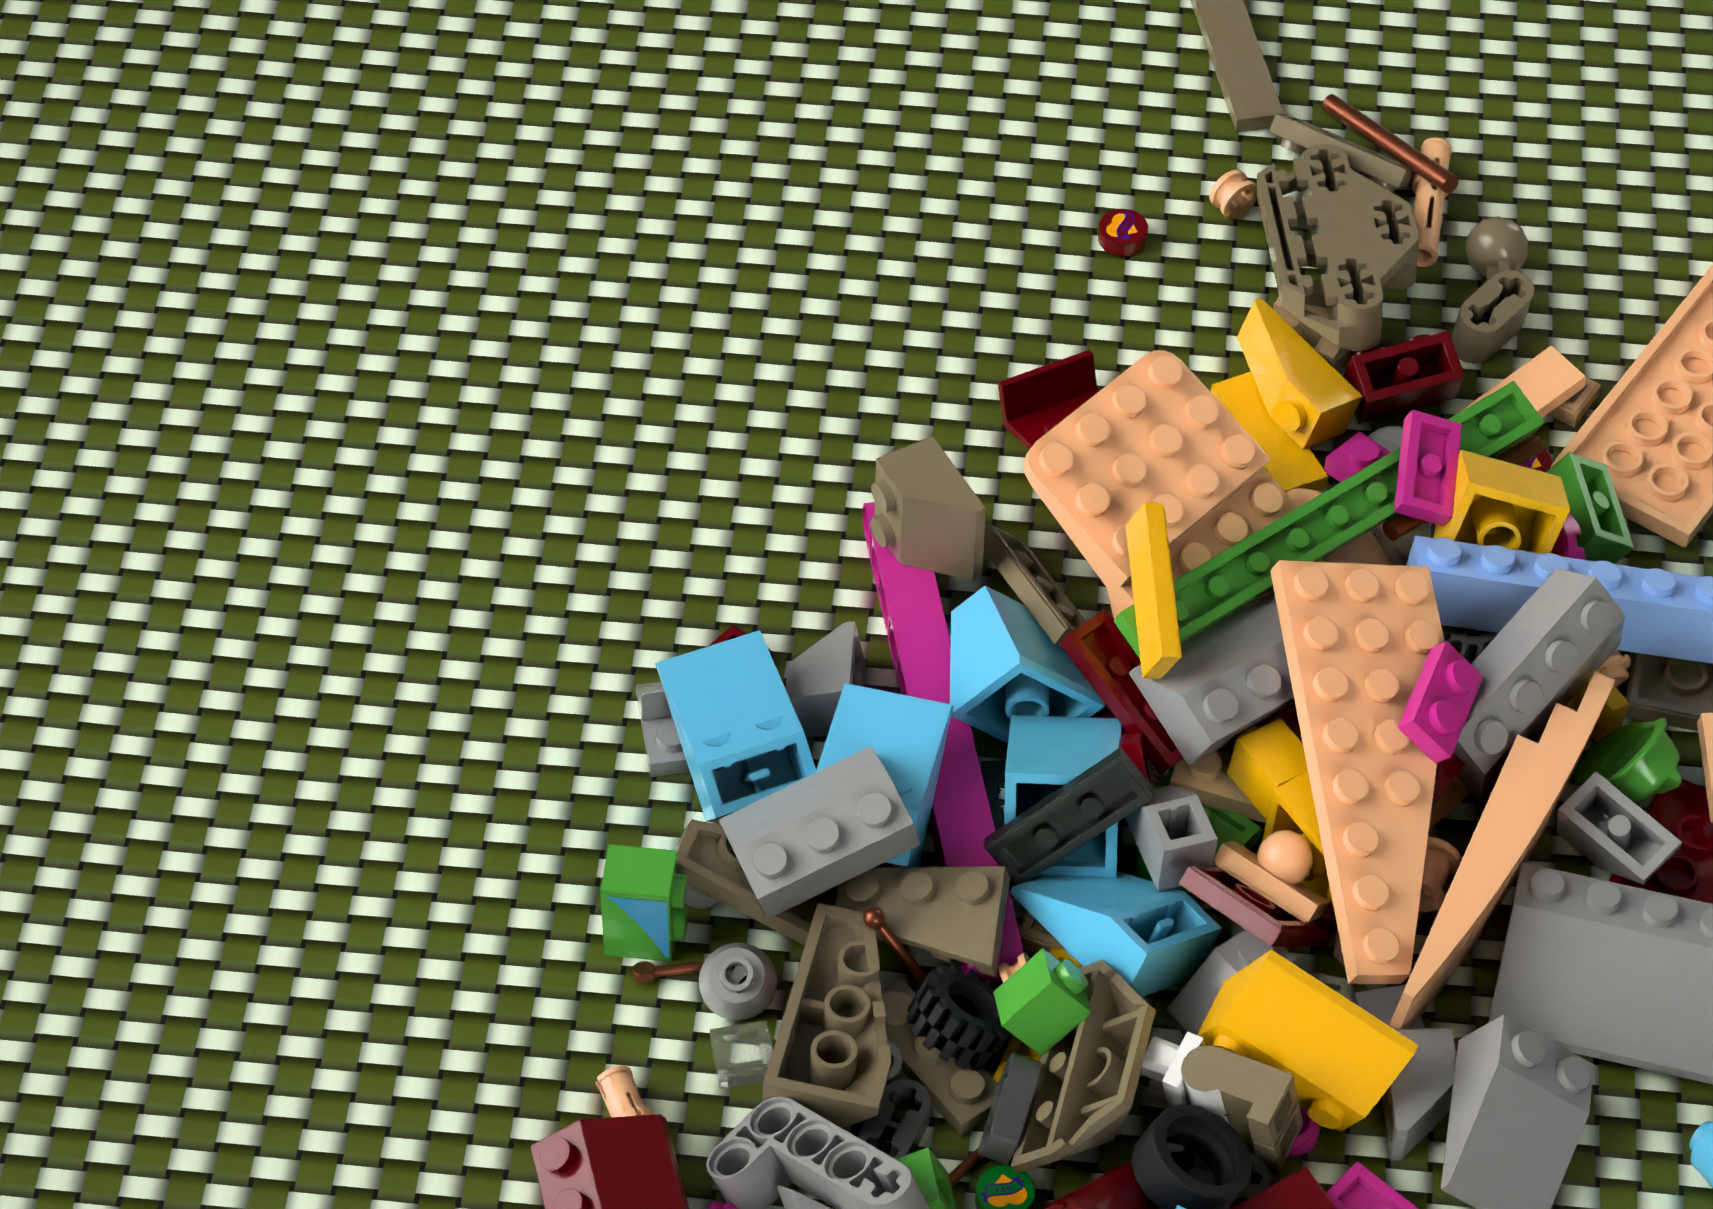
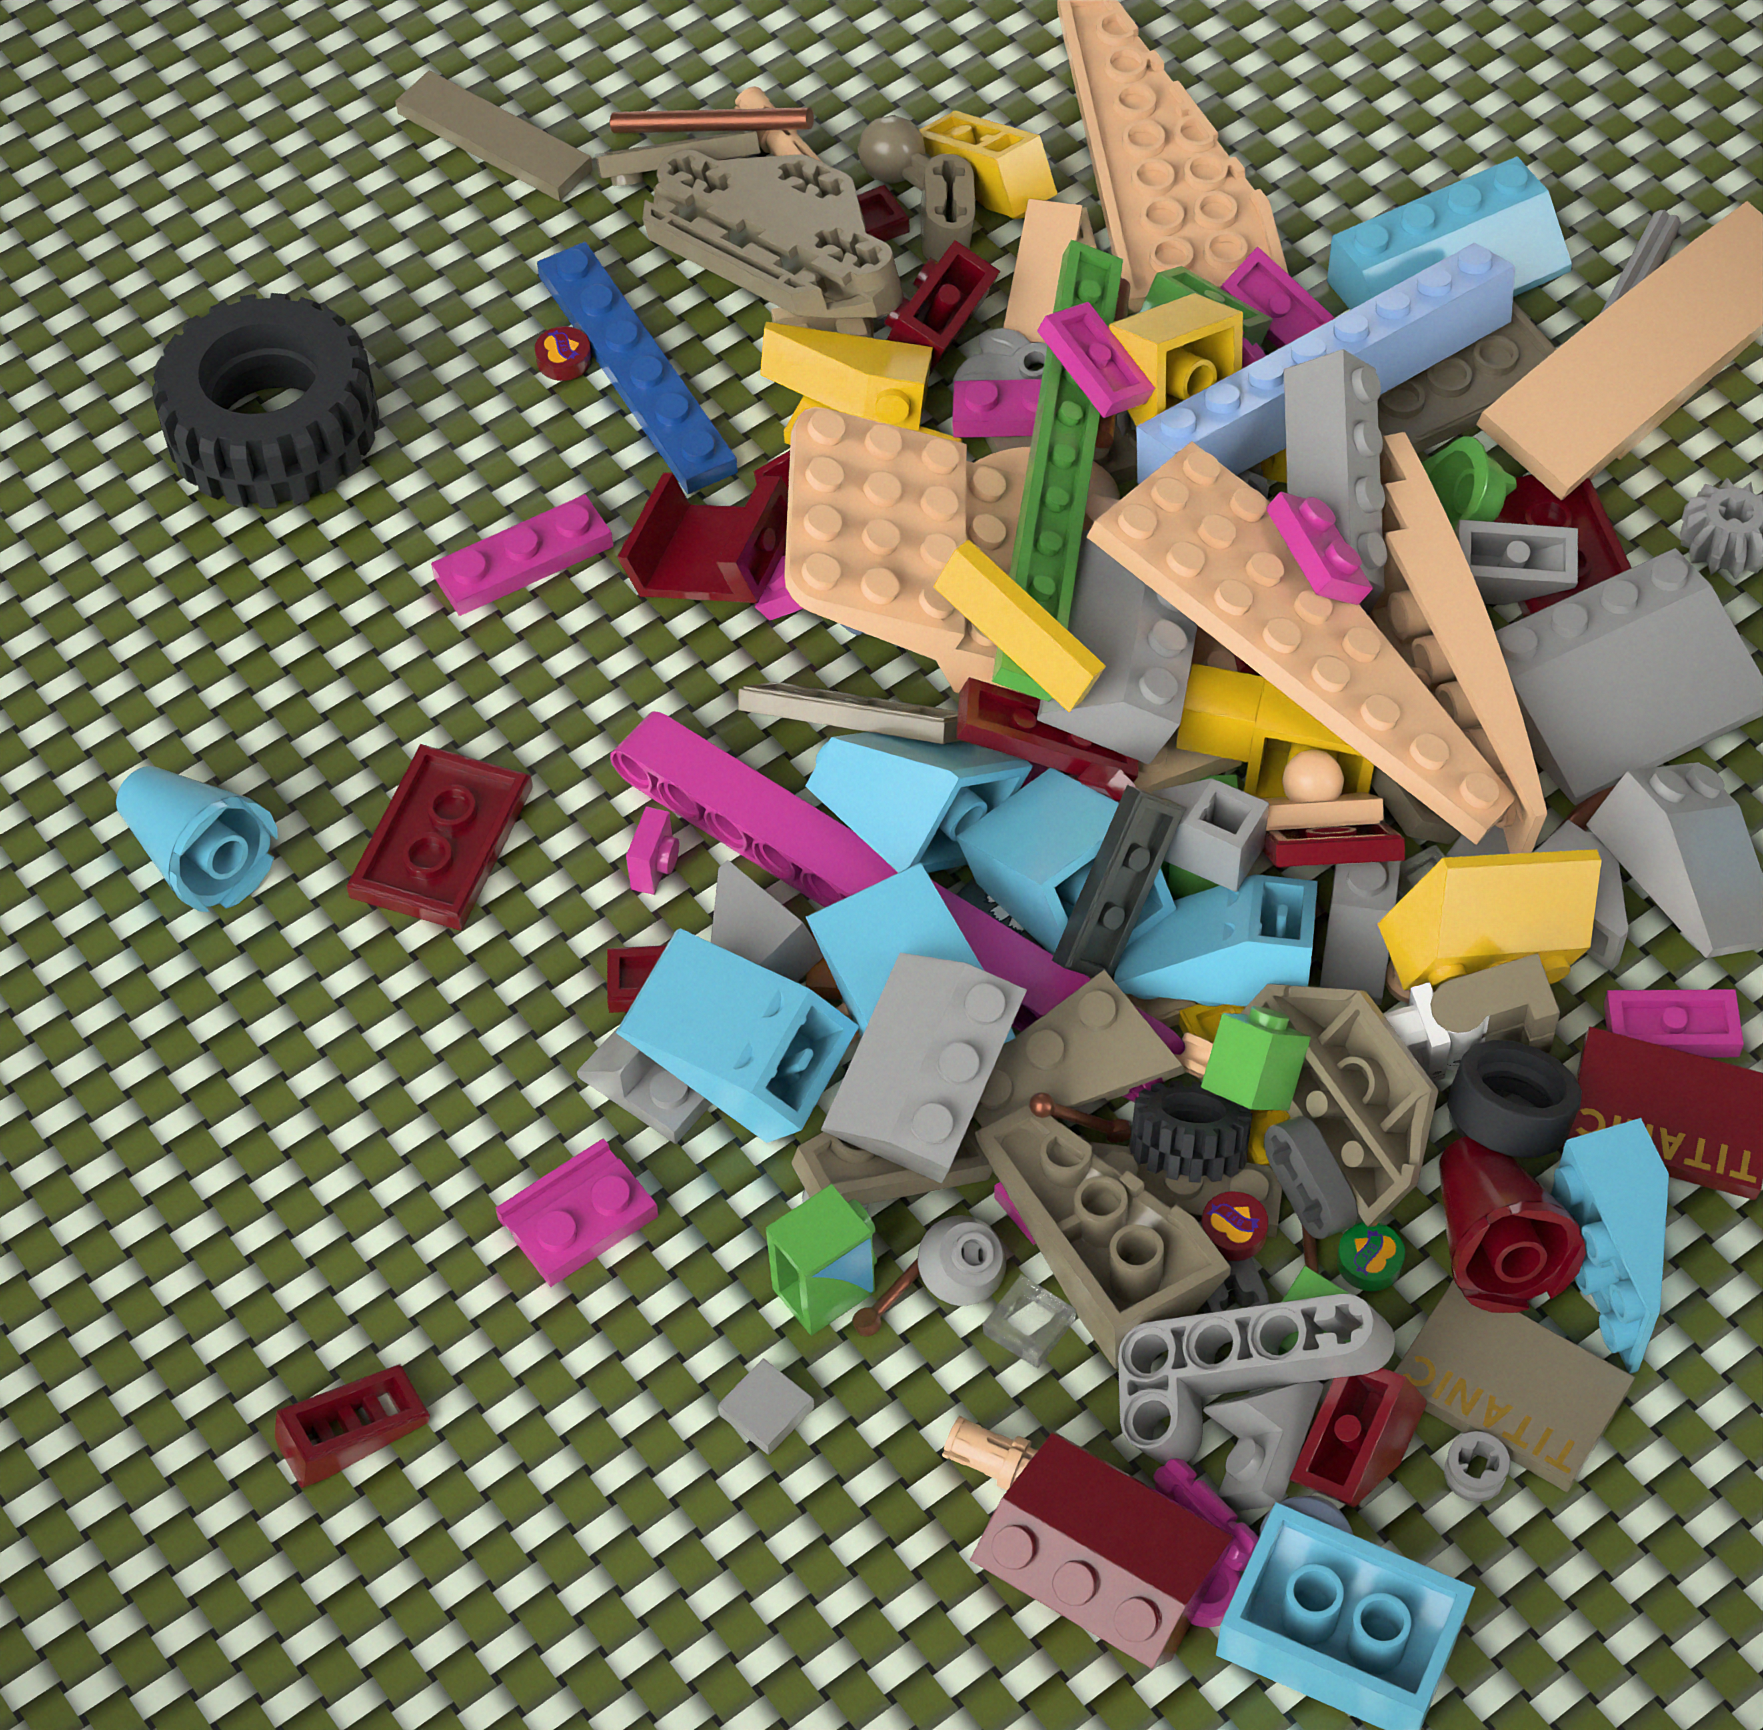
camera: 40 degrees left, 5 degrees up
(261, 792) = (333, 1453): none -> dark red slope
(527, 970) = (766, 1406): none -> light grey tile
(543, 767) = (577, 1212): none -> dark pink plate
(555, 369) = (198, 835): none -> medium azure cone
(710, 480) = (440, 837): none -> dark red tile
(822, 584) = (651, 851): none -> dark pink plate
(880, 168) = (255, 349): none -> black tyre
(925, 1097) = (1235, 1225): none -> dark red tile
(928, 512) = (712, 708): dark tan slope -> none
(952, 343) = (522, 554): none -> dark pink plate
(1164, 264) = (638, 368): none -> blue plate
(1233, 194) = (625, 253): light nougat bush -> none
(1440, 288) = (883, 214): none -> dark red tile
(1561, 304) = (1005, 161): none -> yellow slope
(1655, 531) = (1277, 295): none -> dark pink plate

